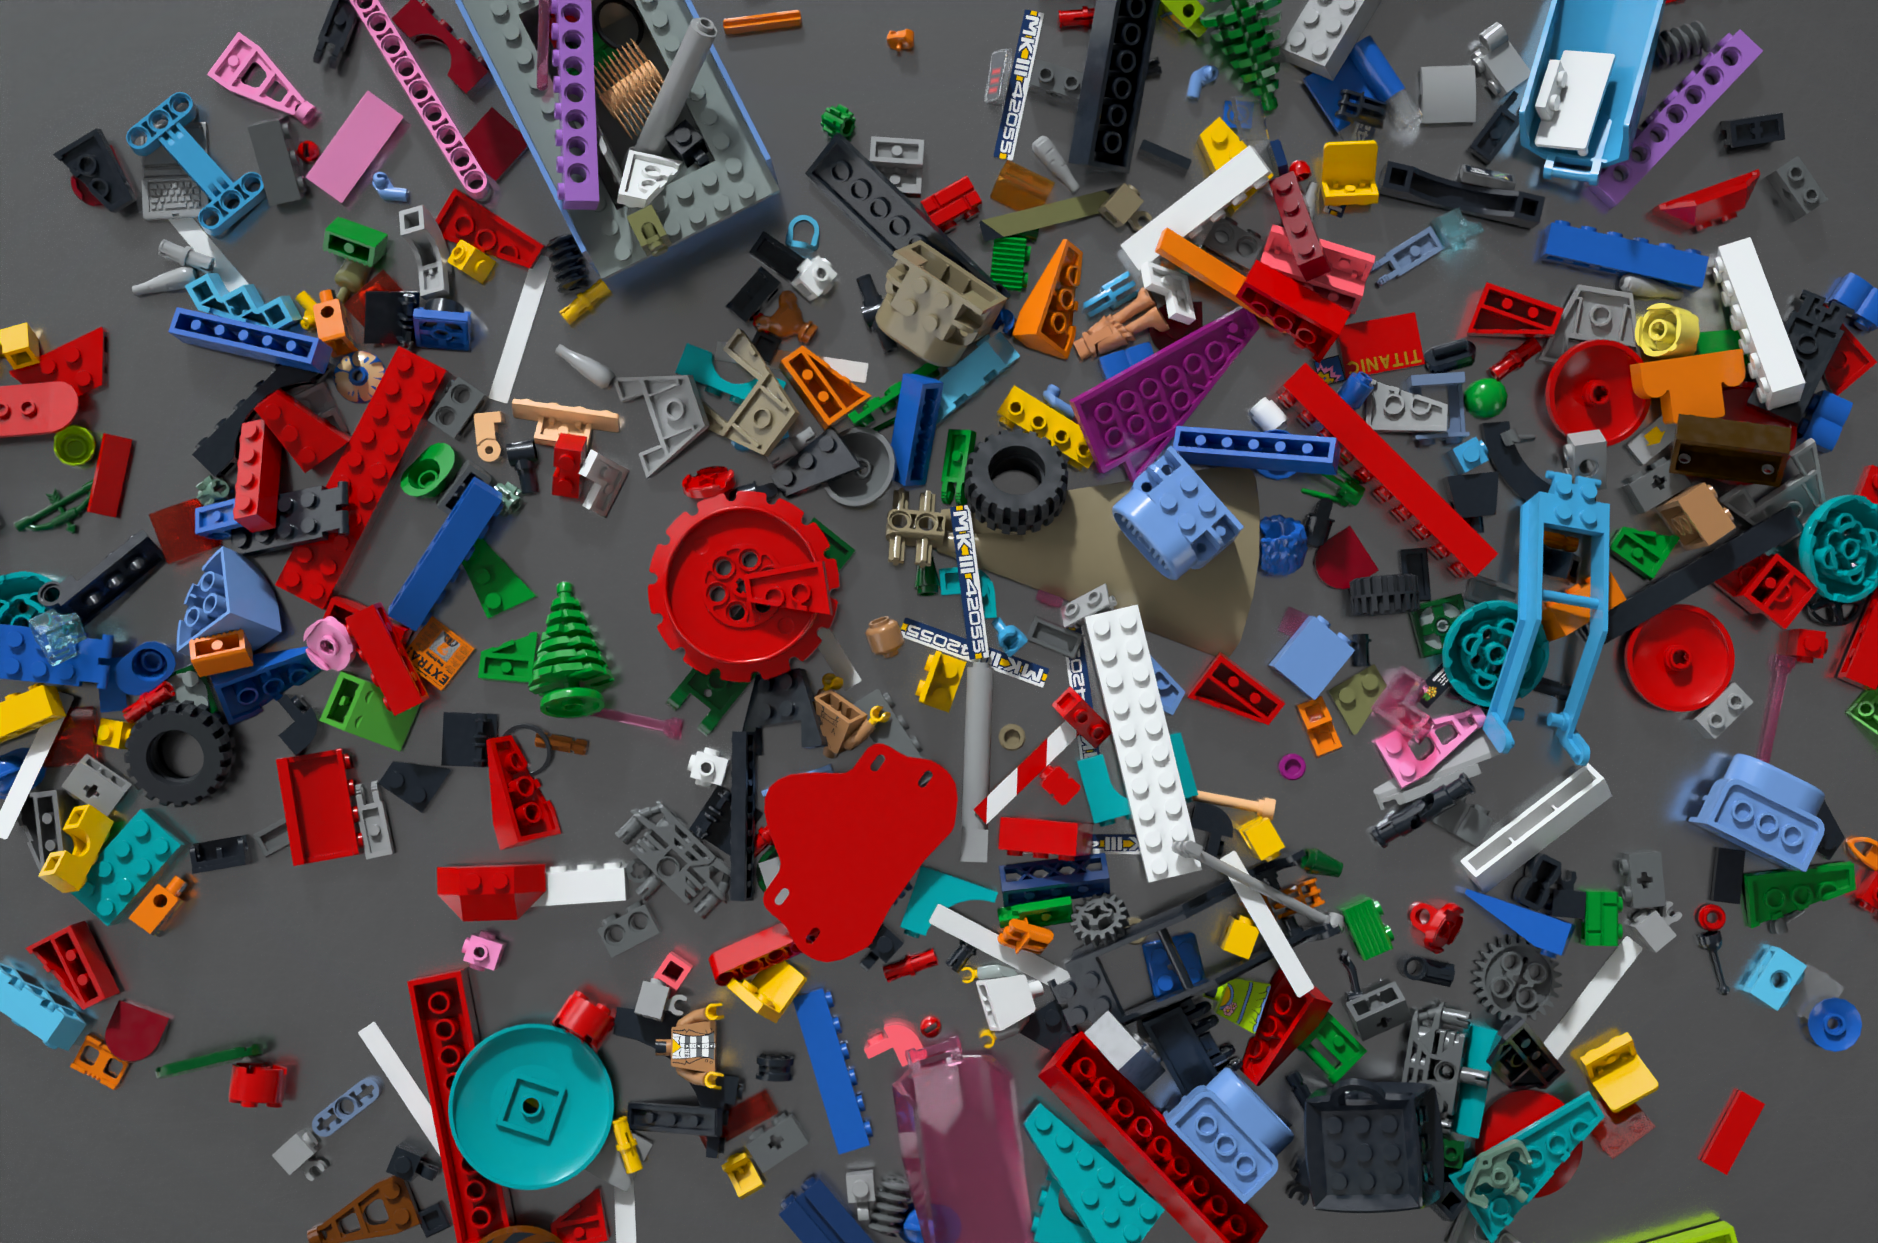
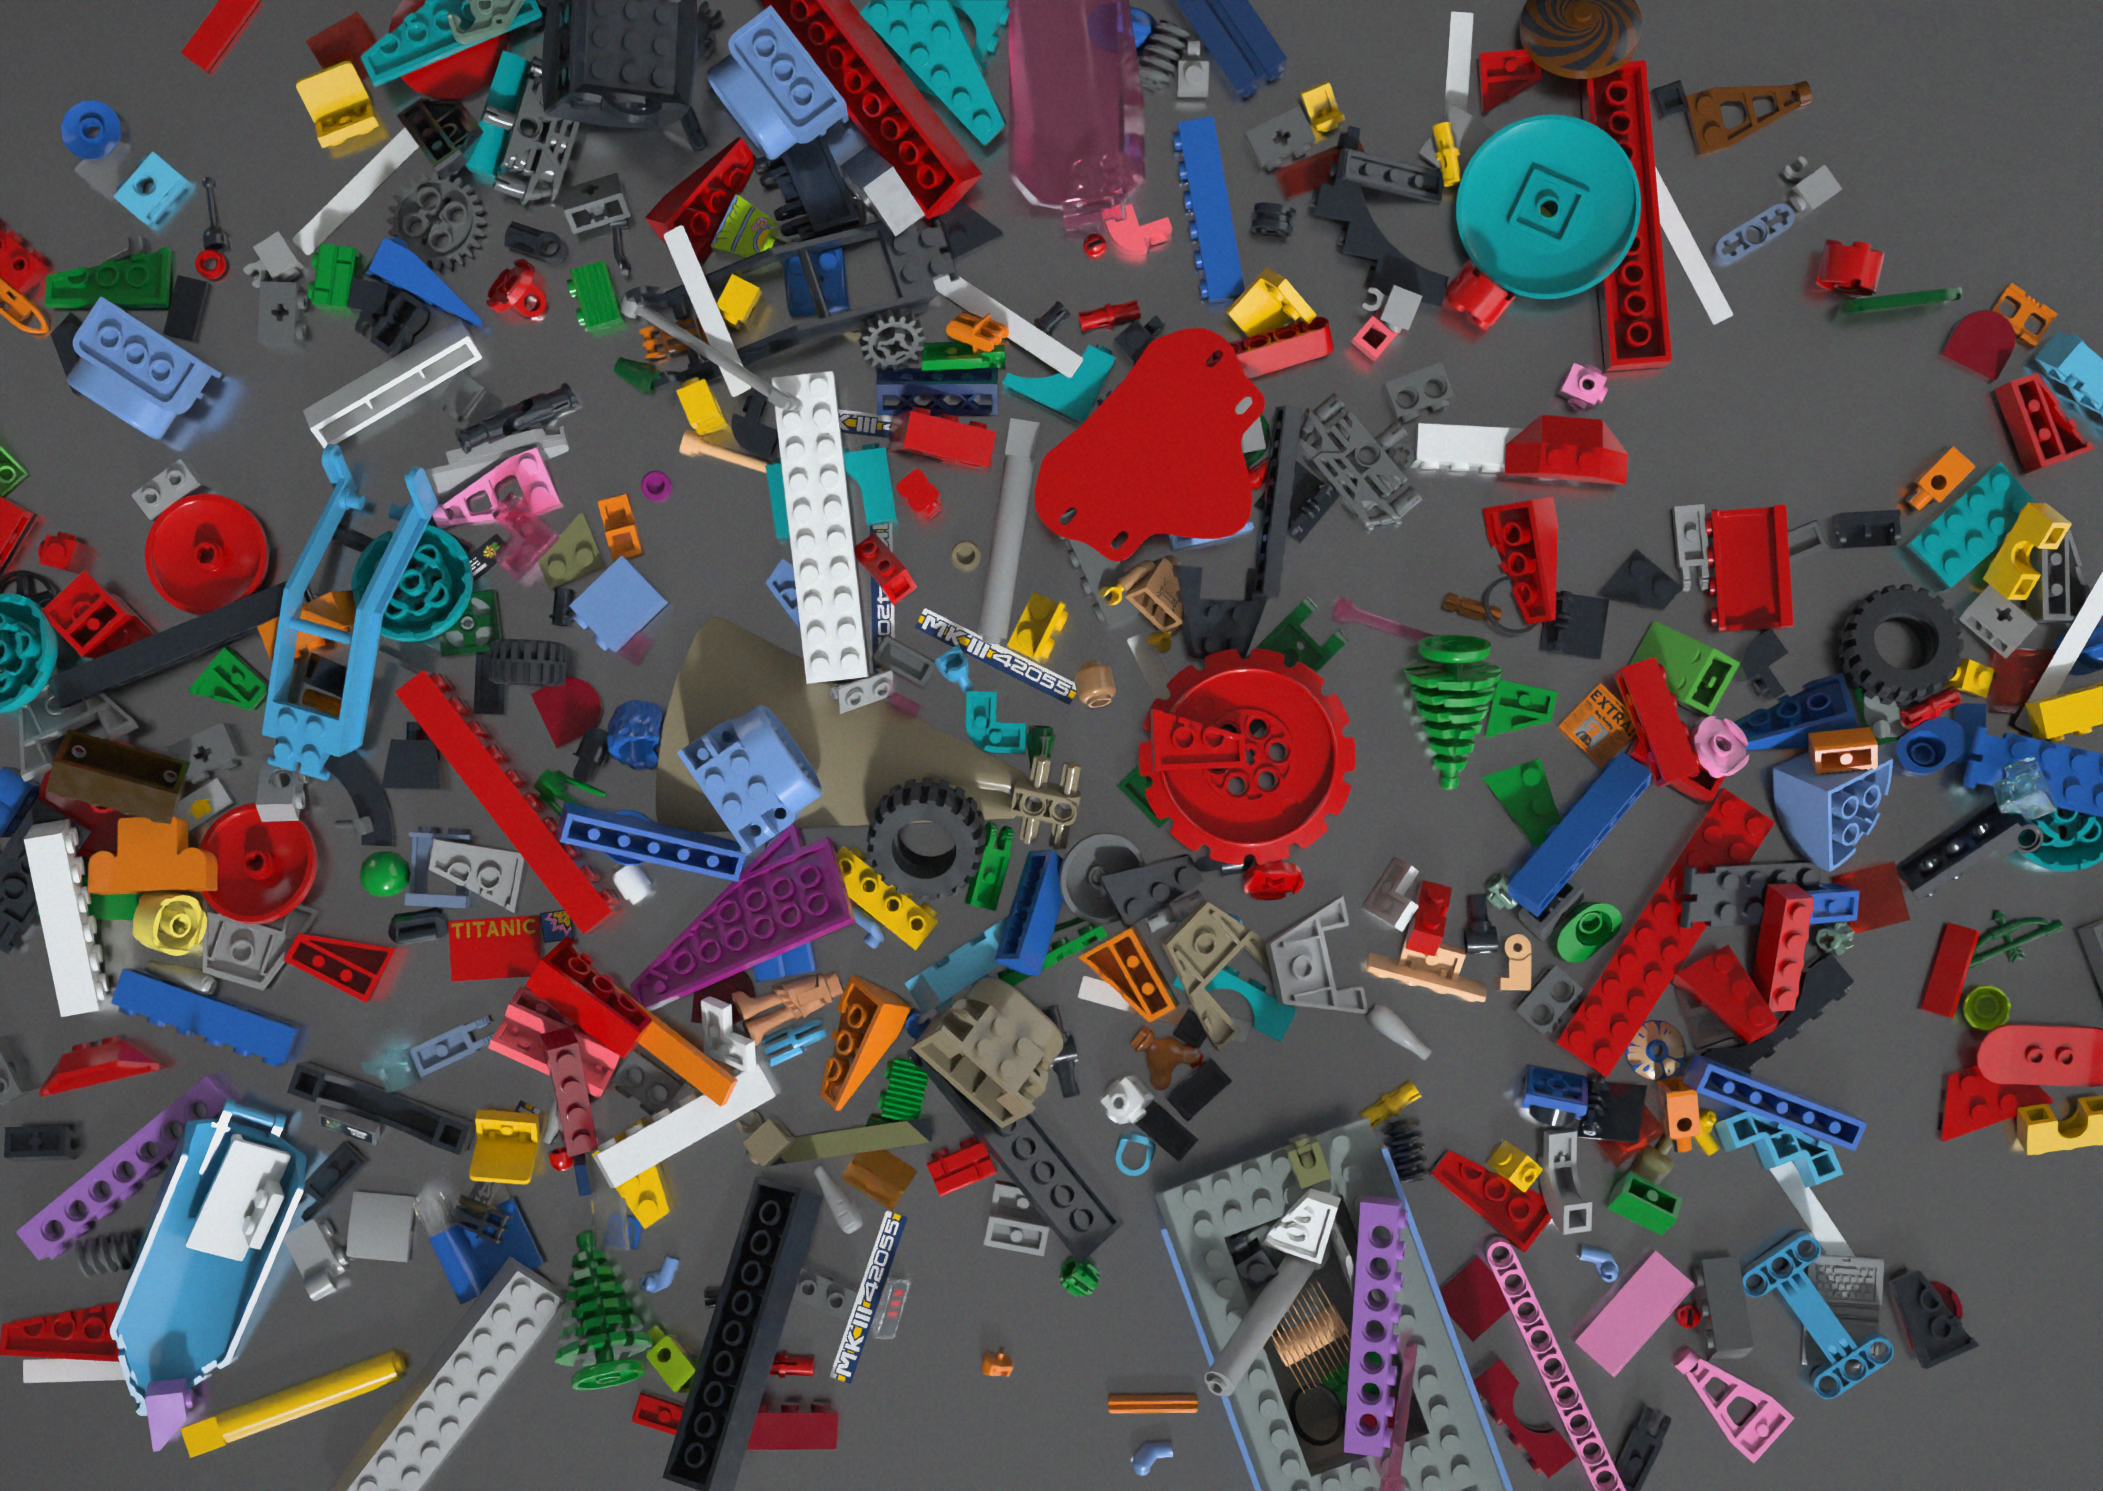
camera: 170 degrees left, 0 degrees up
(168, 281) = (1857, 1185): light grey piece -> none
(186, 256) = (1838, 1210): light grey pin -> none
(409, 1162) = (1691, 163): black brick -> none
(520, 330) = (1468, 1081): white sticker -> none
(694, 1046) = (1359, 250): torso -> none
(718, 764) = (1298, 564): white brick -> none
(969, 582) = (992, 734): sticker -> none
(1005, 1000) = (1008, 264): white torso -> none
(1026, 772) = (955, 513): sticker -> none
(1164, 156) = (712, 1192): black tile -> none
(1237, 691) = (708, 577): red wedge -> none
(1338, 1042) = (644, 175): green plate -> none
(1356, 389) = (530, 899): blue brick -> none
(1453, 1153) = (532, 37): dark green bracket -> none
(1468, 455) = (412, 810): dark azure brick -> none
(1515, 359) = (345, 914): red pin -> none
(1696, 516) = (165, 708): medium nougat brick -> none
(1783, 666) = (91, 532): clear pink piece -> none

